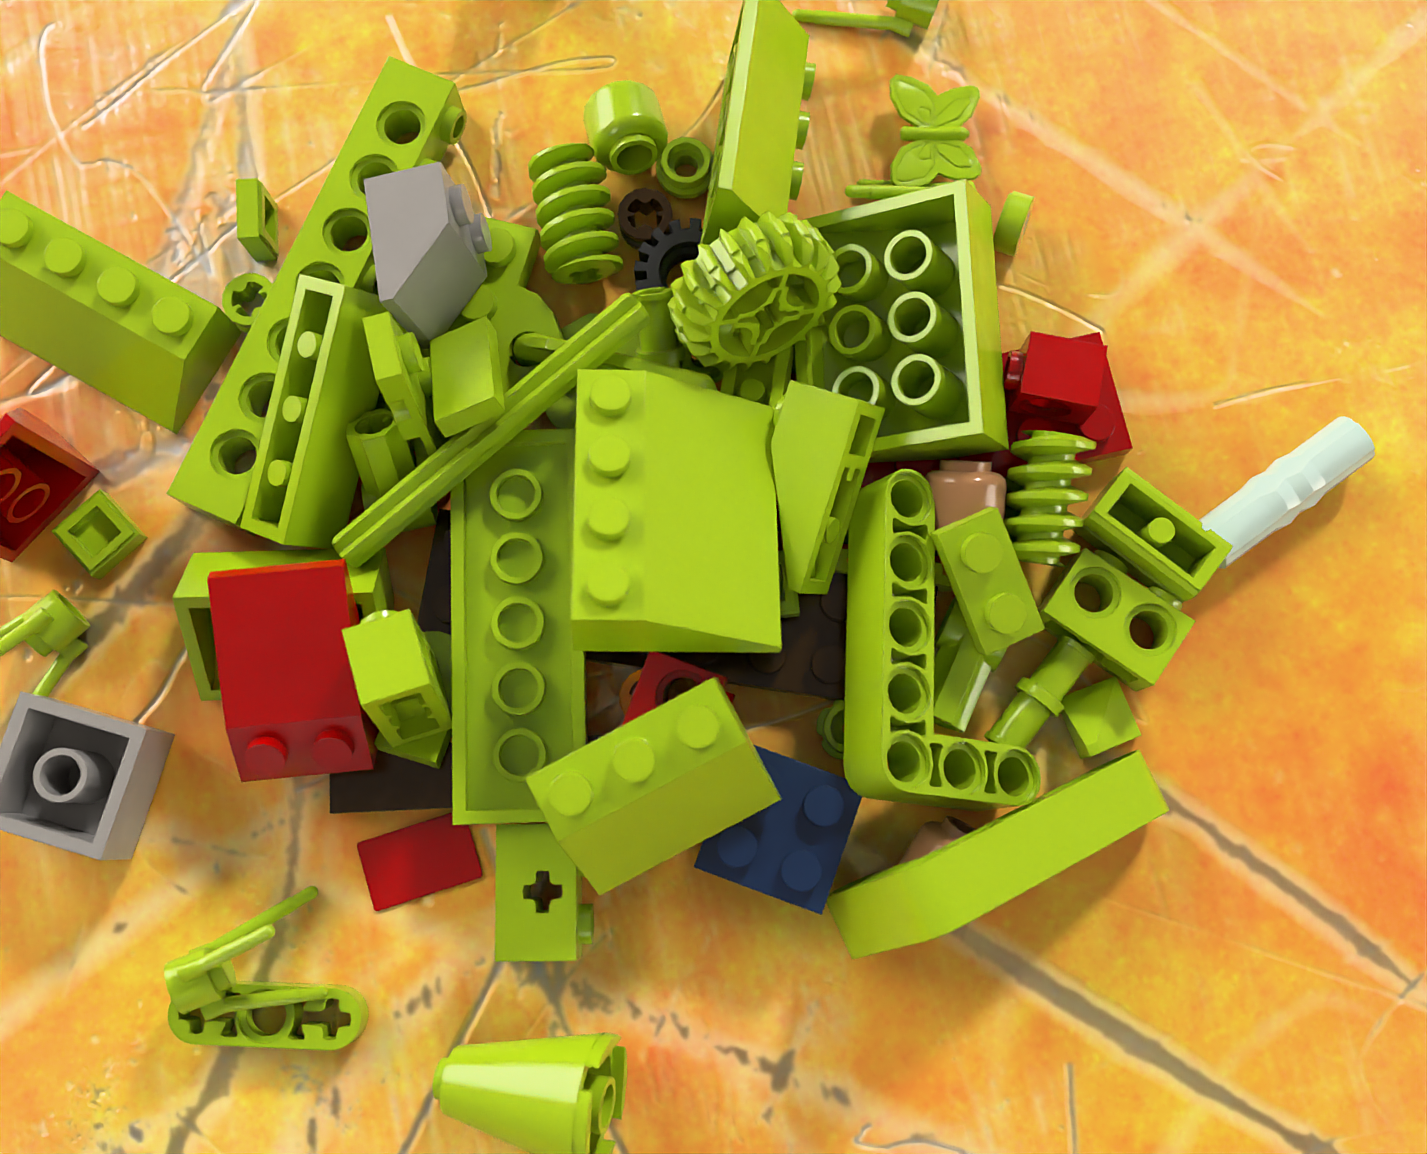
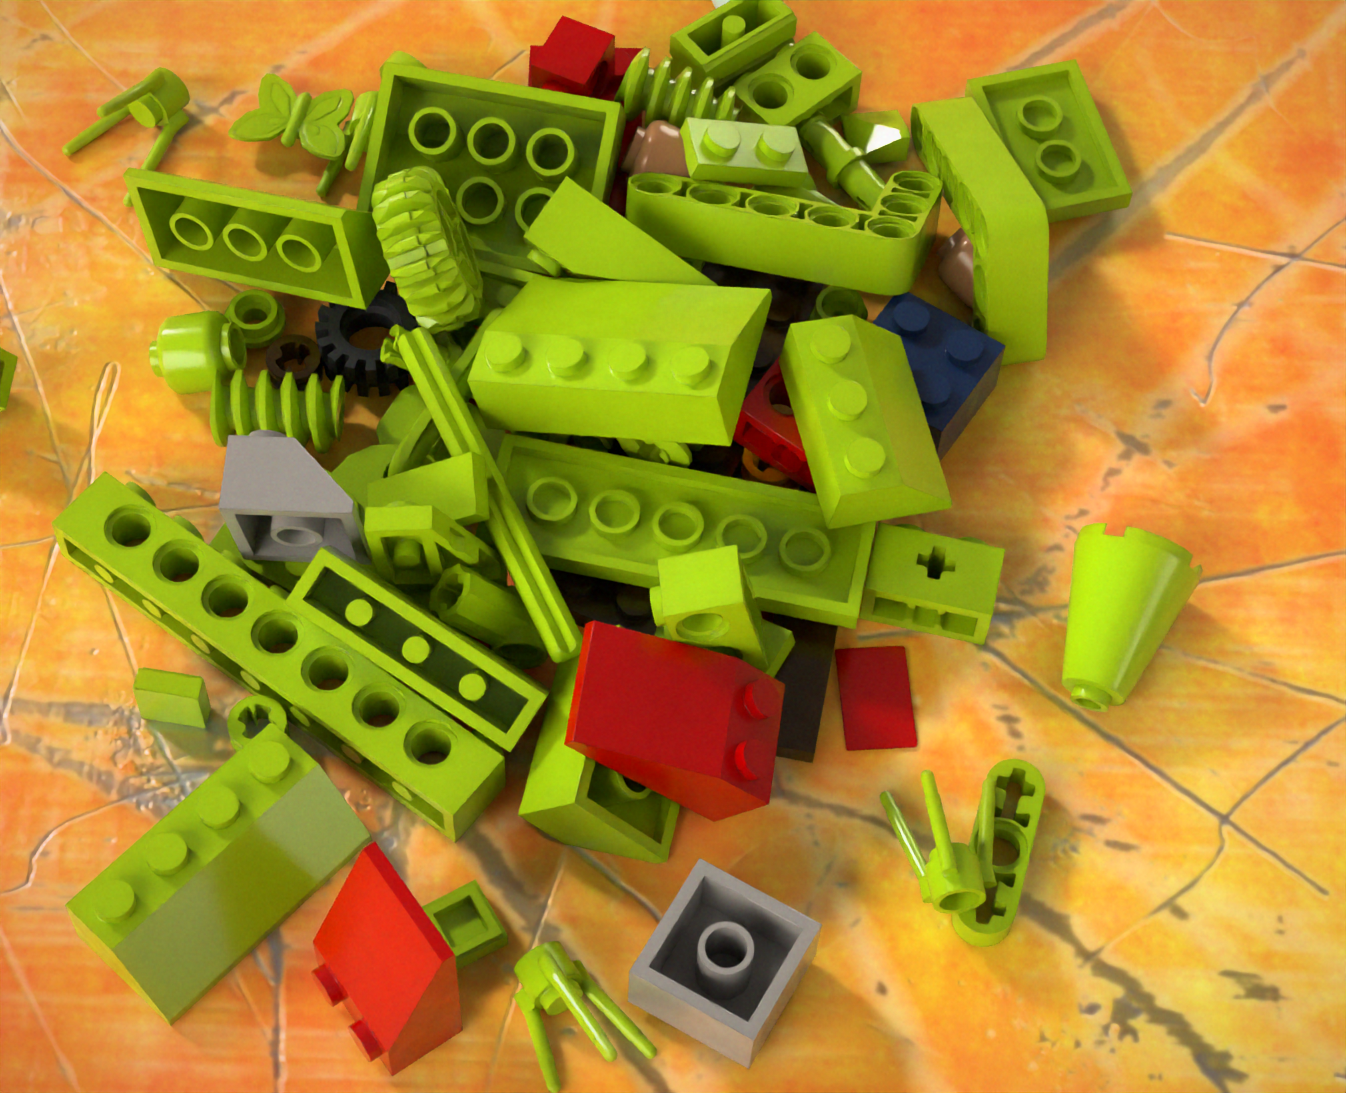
camera: 80 degrees left, 20 degrees down
(1141, 911) = (1055, 137): none -> lime plate

